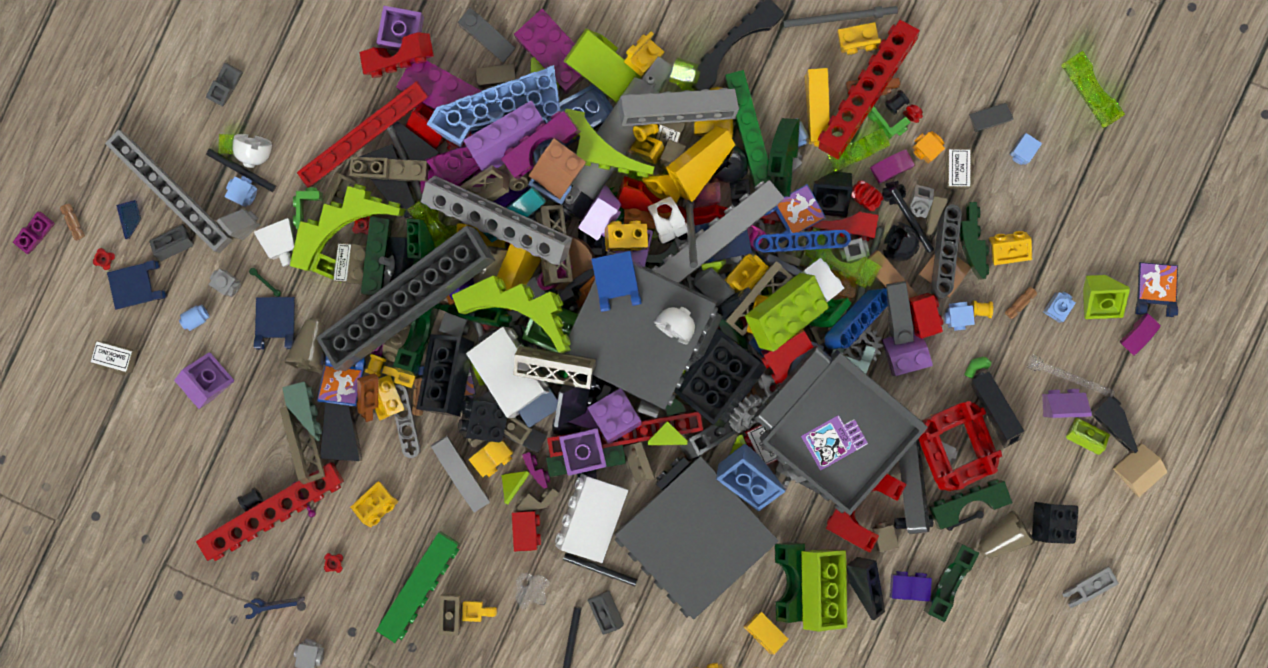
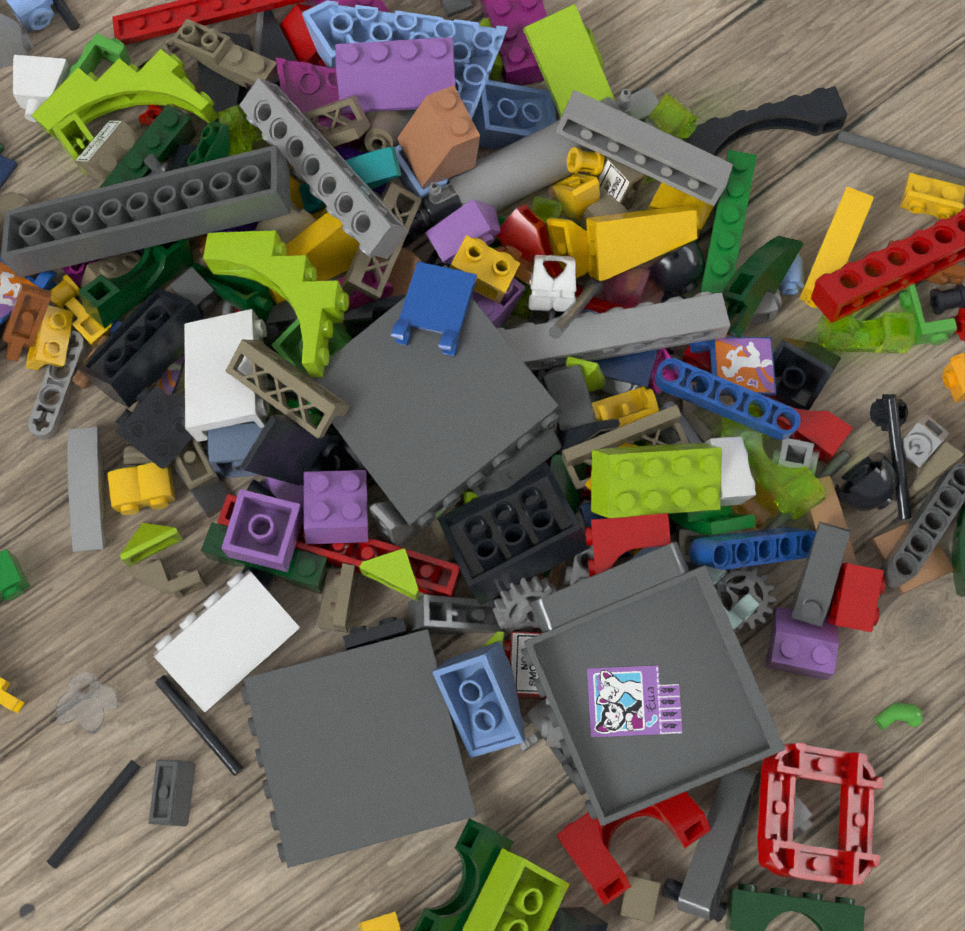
camera: 30 degrees right, 15 degrees down
(520, 159) = (398, 101): magenta arch -> none
(525, 530) = (126, 610): red brick -> none
(539, 474) = (190, 544): magenta slope -> none
(597, 151) = (504, 149): lime arch -> none
(643, 54) = (631, 74): yellow bracket -> none
(676, 323) = (487, 401): white cylinder -> none
(676, 407) = (429, 545): green tile -> none
(866, 195) = (848, 395): red gear -> none
(892, 166) = (901, 377): magenta slope -> none
(959, 316) = (906, 628): light blue brick -> none
(982, 309) = (944, 635): yellow bush -> none
(997, 409) = (903, 794): black slope -> none

